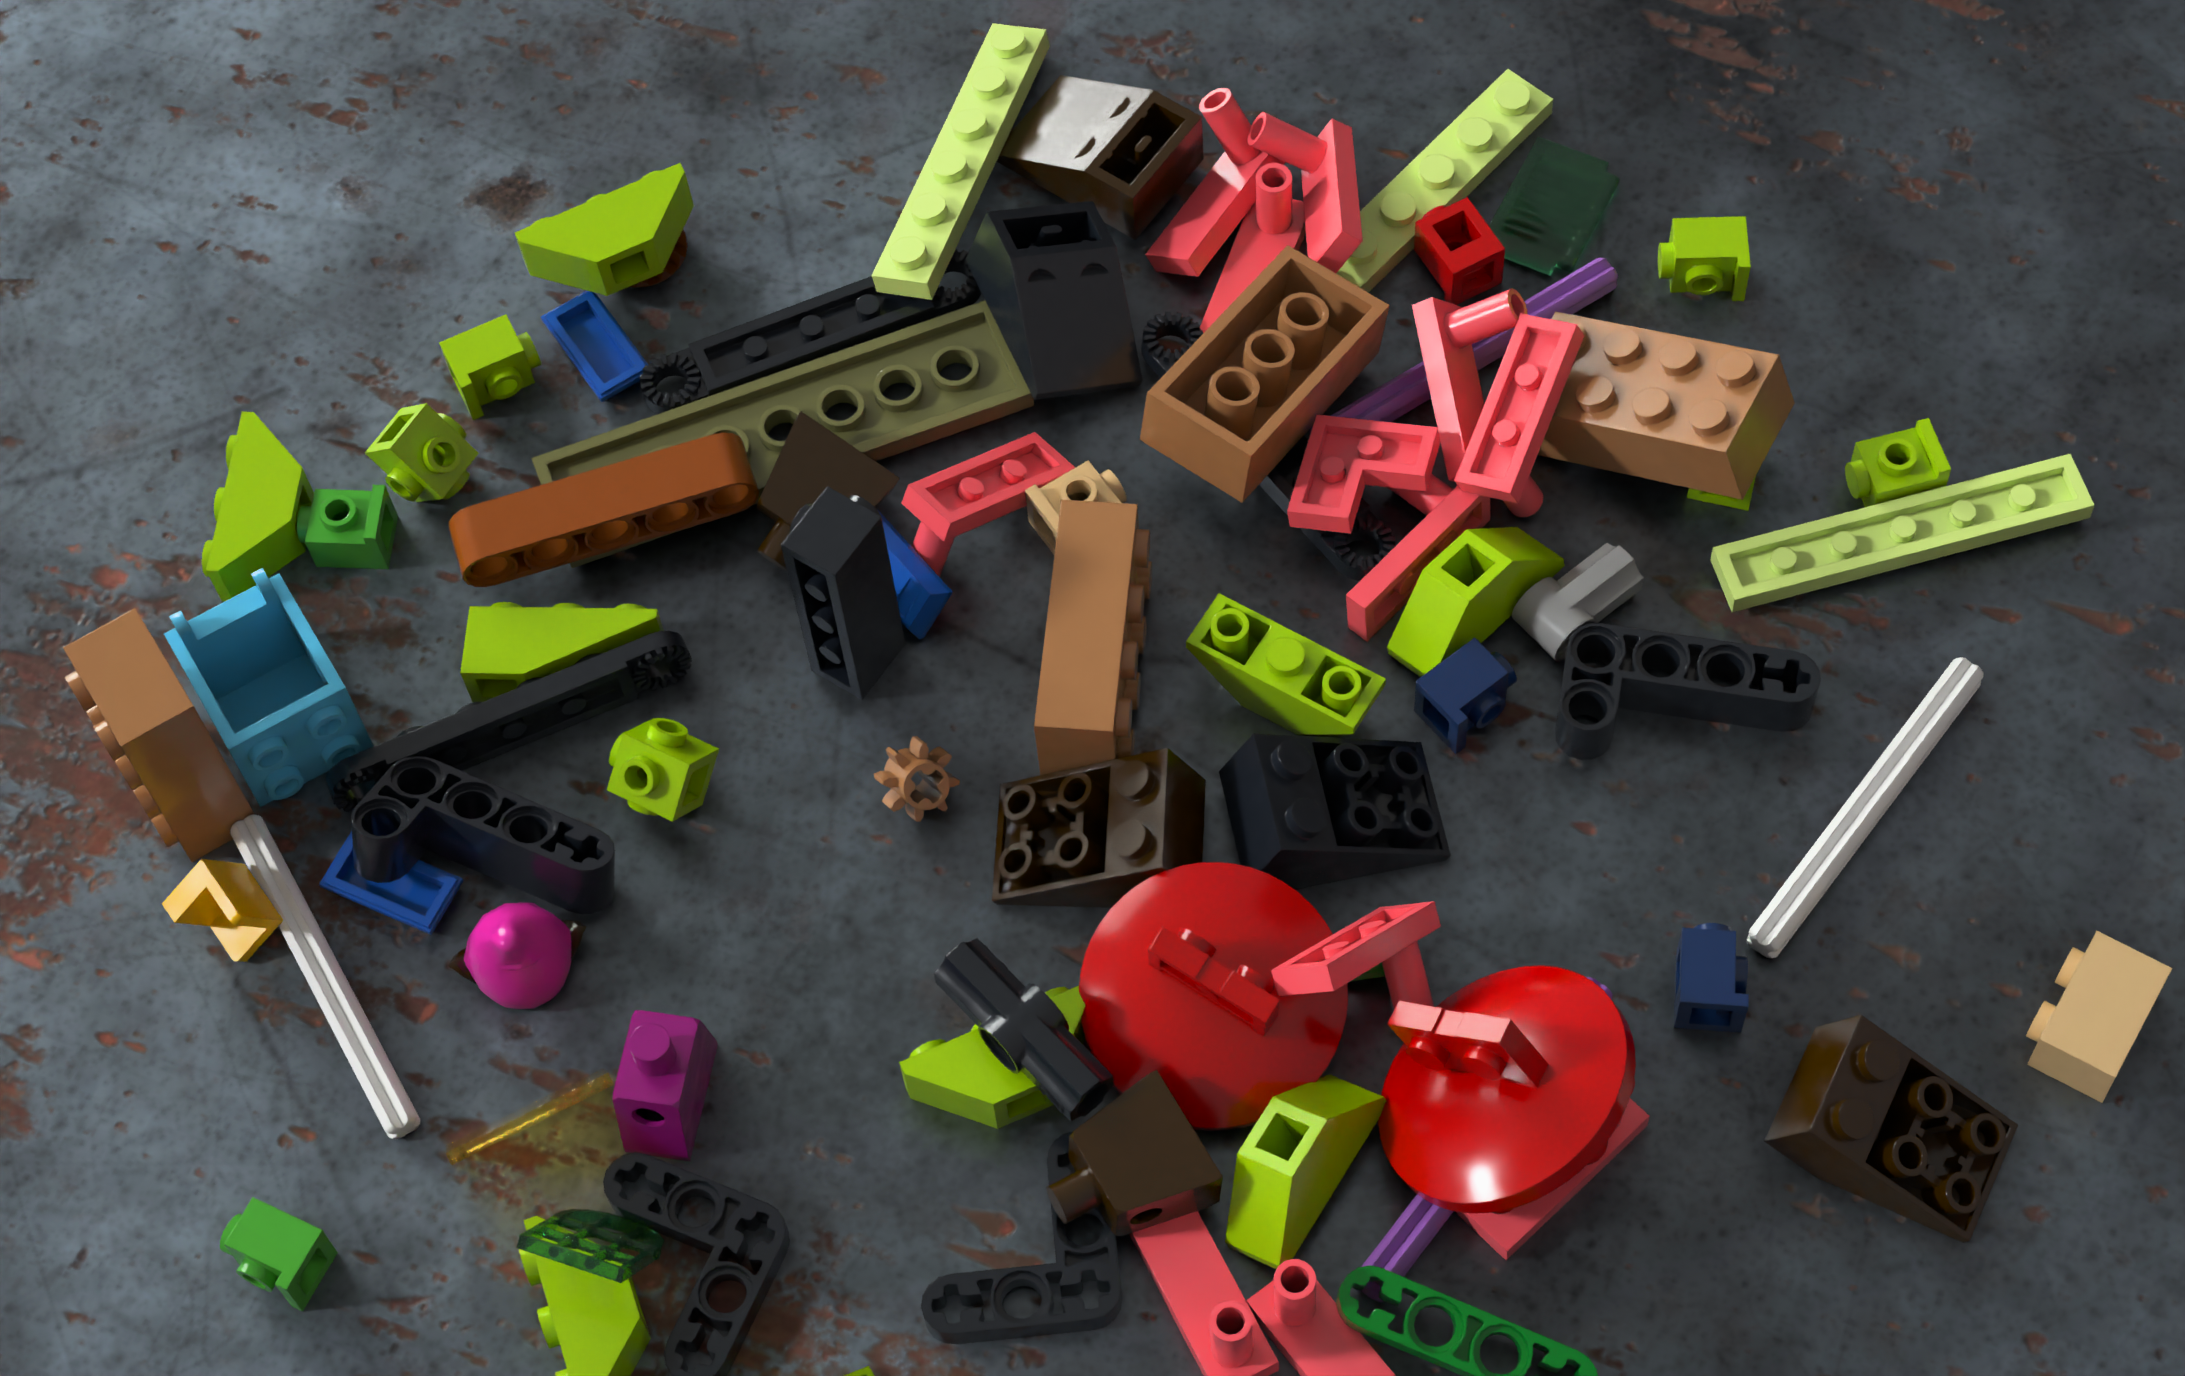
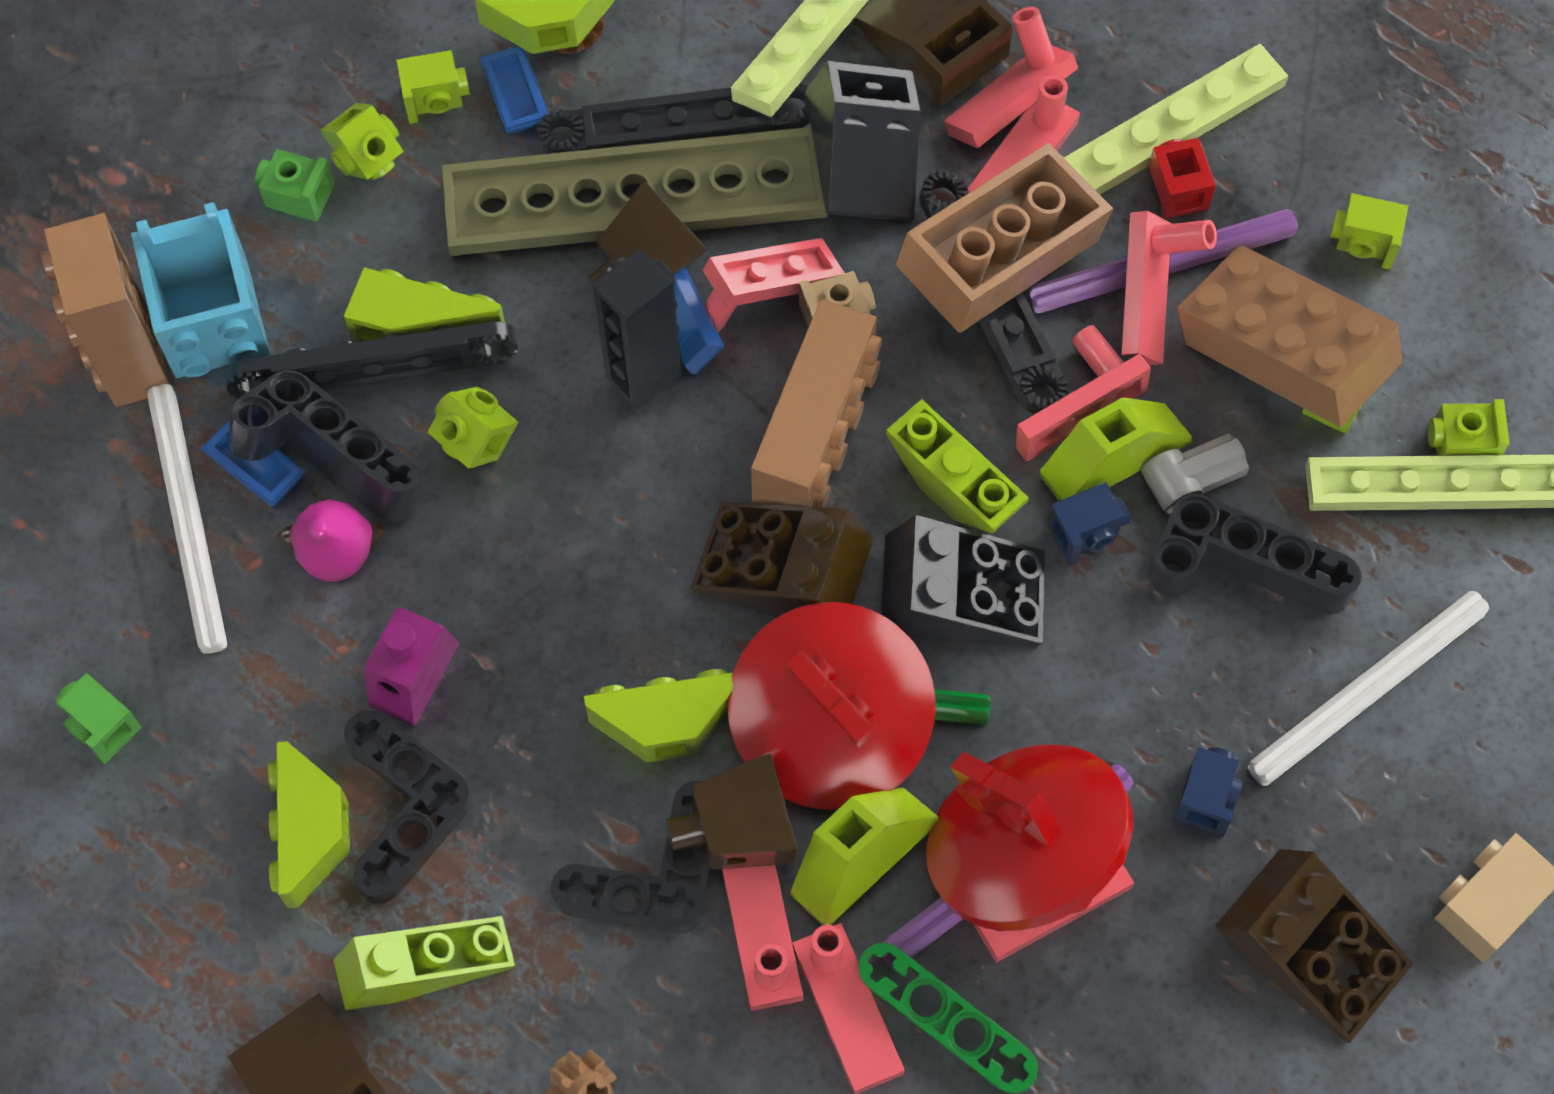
camera: 10 degrees right, 5 degrees up
(227, 901) = (131, 444): yellow panel -> none
(255, 510) = (229, 153): lime slope -> none
(528, 1116) = (302, 664): clear yellow piece -> none
(590, 1225) = (313, 793): clear green window -> none
(603, 509) = (482, 218): dark orange beam -> none
(934, 784) = (662, 496): medium nougat gear -> none
(1024, 1029) = (681, 696): black piece -> none
(1327, 183) = (1095, 100): coral piece -> none
(1355, 453) = (1052, 317): coral plate -> none
(1382, 936) = (965, 695): coral piece -> none
(1519, 413) = (1188, 317): coral piece -> none
(1553, 207) = (1264, 160): clear green window -> none

